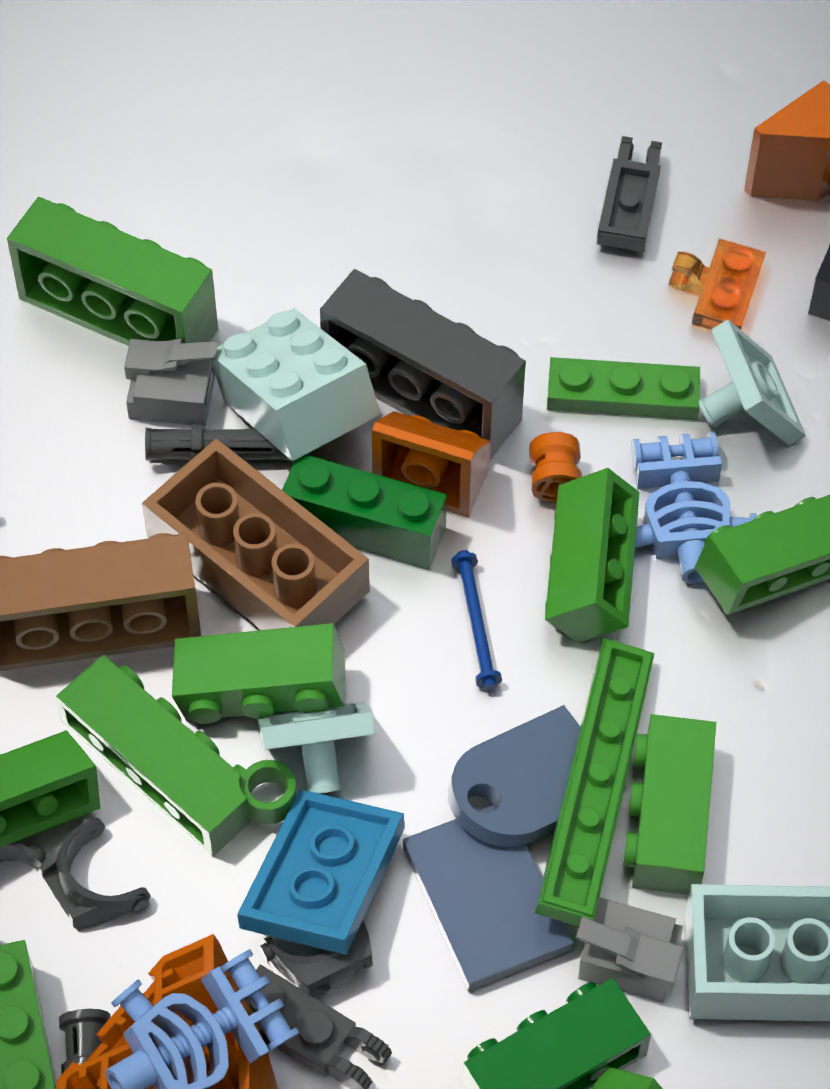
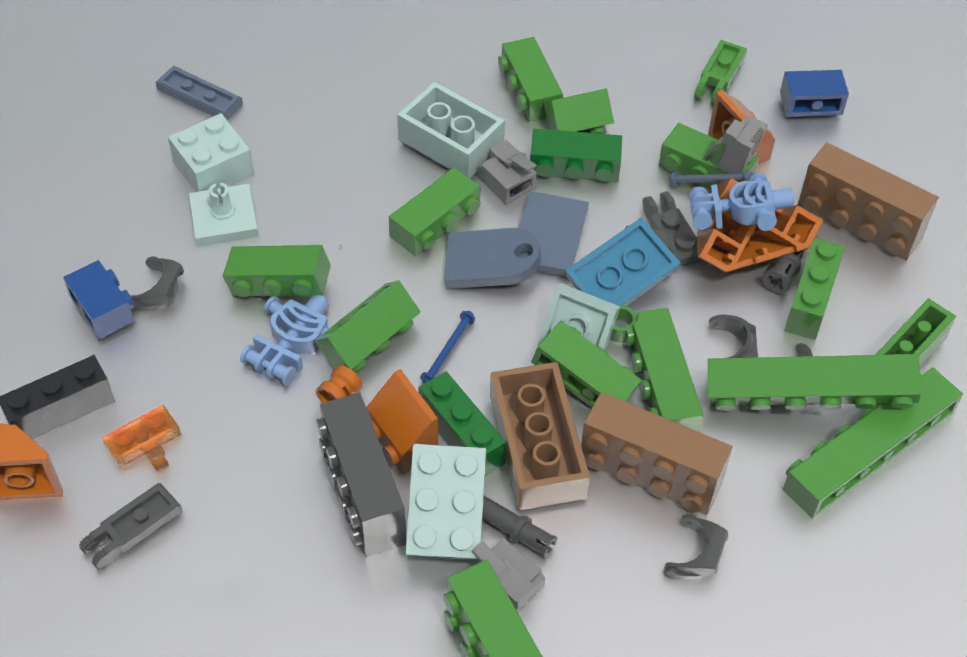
camera: 145 degrees left, 5 degrees down
(595, 784) = (464, 233): bright green tile -> none
(623, 388) = (257, 418): bright green plate -> none
(754, 387) = (200, 355): light aqua tile -> none

